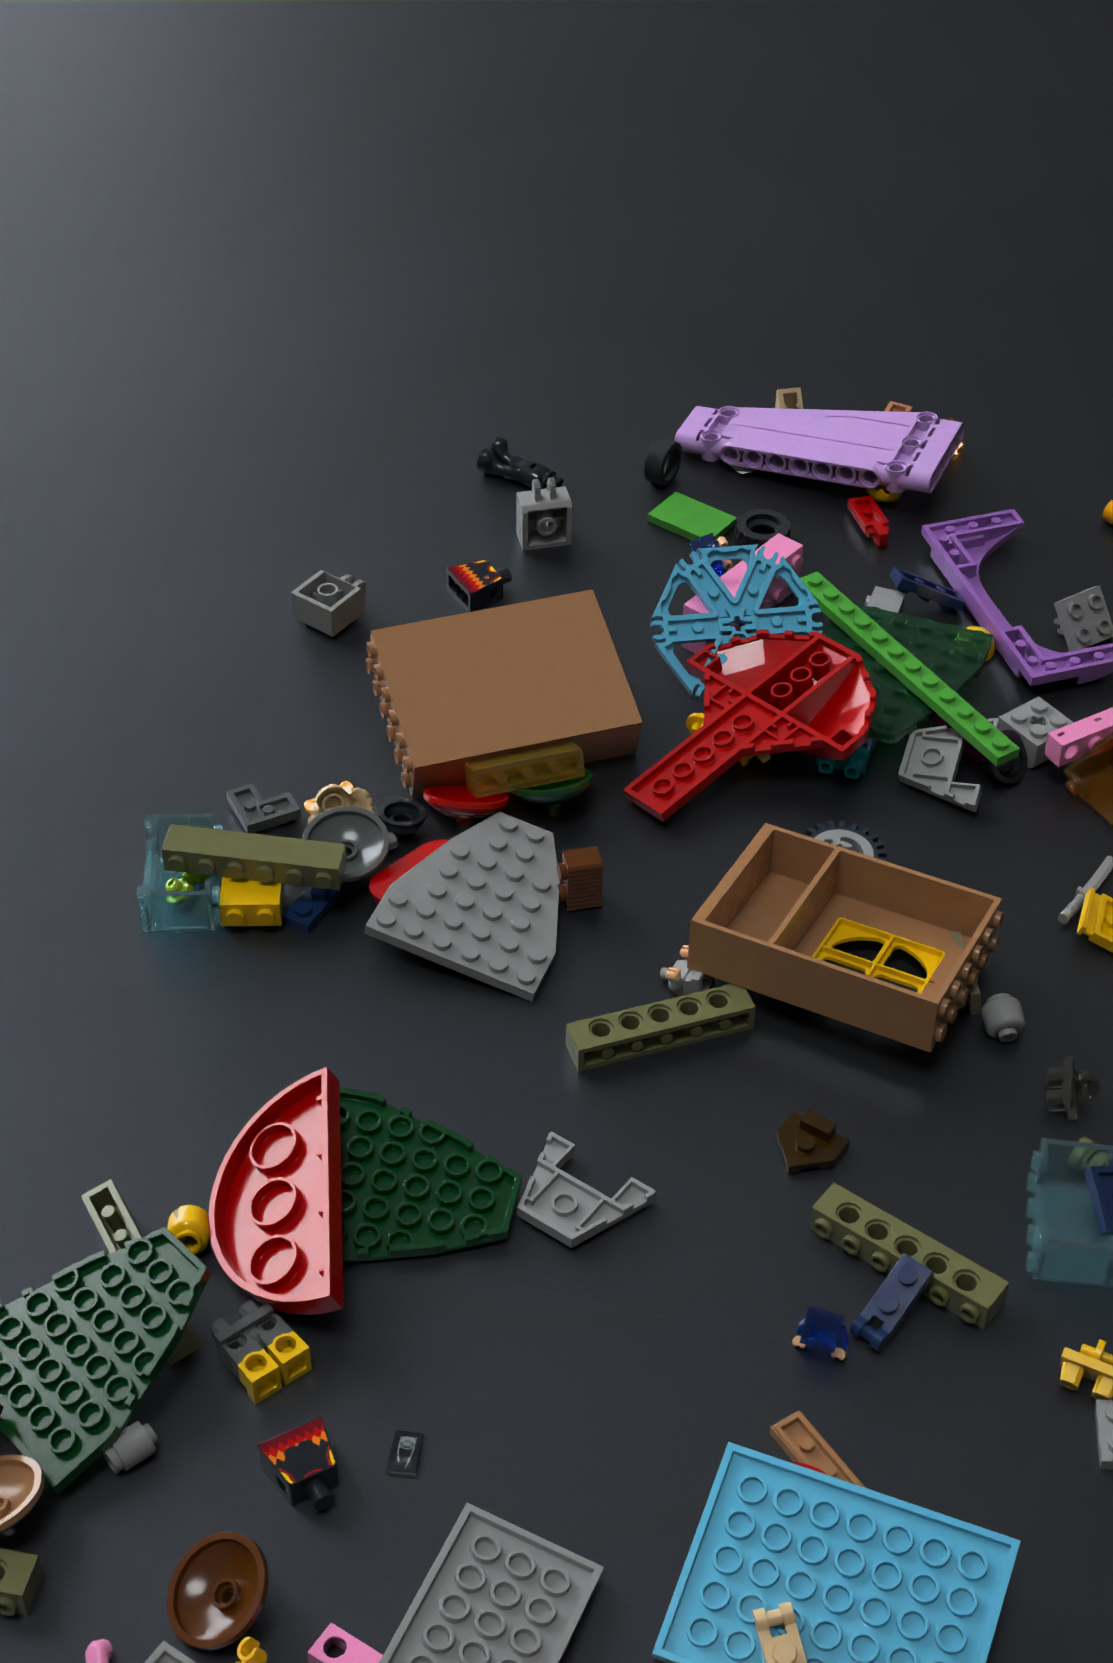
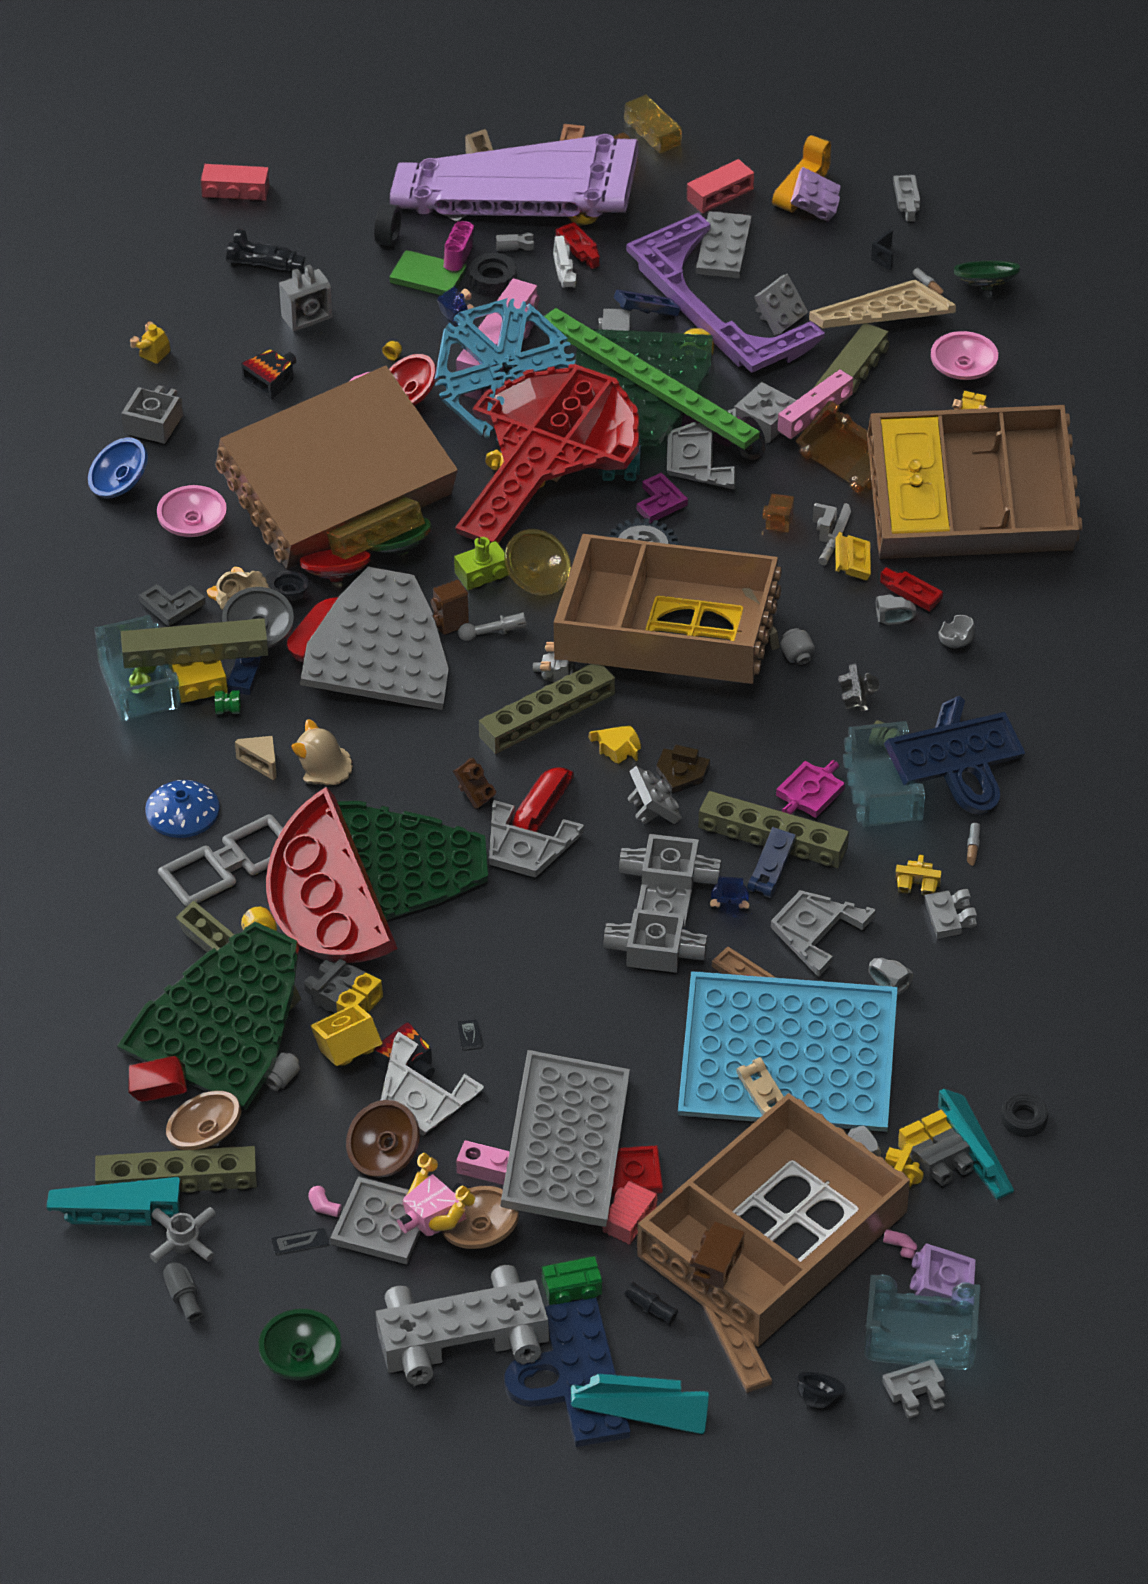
camera: 15 degrees left, 5 degrees up
(166, 1055) = (182, 808): none -> blue dish
(184, 1133) = (223, 861): none -> light grey bar
(229, 1417) = (346, 1035): none -> yellow brick
(264, 650) = (118, 468): none -> blue dish
(274, 936) = (227, 702): none -> green wheel
(284, 1007) = (258, 754): none -> tan slope
(293, 1537) = (420, 1095): none -> white wing
(325, 711) = (191, 511): none -> bright pink dish
(357, 1027) = (322, 756): none -> tan hair
(362, 532) = (153, 344): none -> yellow piece
(518, 396) = (235, 182): none -> coral brick
(532, 1103) = (474, 783): none -> reddish brown hips
(598, 914) = (469, 632): none -> light grey pin
(615, 1144) = (542, 798): none -> red brick
(622, 587) = (392, 350): none -> yellow hinge
(630, 619) = (415, 376): none -> red dish
(639, 837) = (480, 564): none -> lime brick
(706, 832) = (544, 555): none -> clear yellow dish
(708, 1361) = (658, 924): none -> light grey piece
(733, 496) = (458, 246): none -> dark pink beam
(736, 1091) = (617, 742): none -> yellow piece
(758, 1173) = (654, 795): none -> light grey plate
(797, 505) = (514, 242): none -> light grey bar
(846, 534) = (563, 264): none -> white hinge
(885, 805) = (664, 498): none -> magenta plate
(920, 1399) = (808, 919): none -> light grey wing
(973, 1209) = (810, 788): none -> dark pink plate
(988, 417) = (652, 124): none -> clear yellow brick
(1019, 1512) = (890, 973): none -> light grey rock
(1022, 850) = (779, 512): none -> clear orange brick
(1035, 549) = (724, 245): none -> light grey plate
(1047, 489) = (720, 186): none -> coral brick
(1078, 869) = (825, 518): none -> light grey bracket

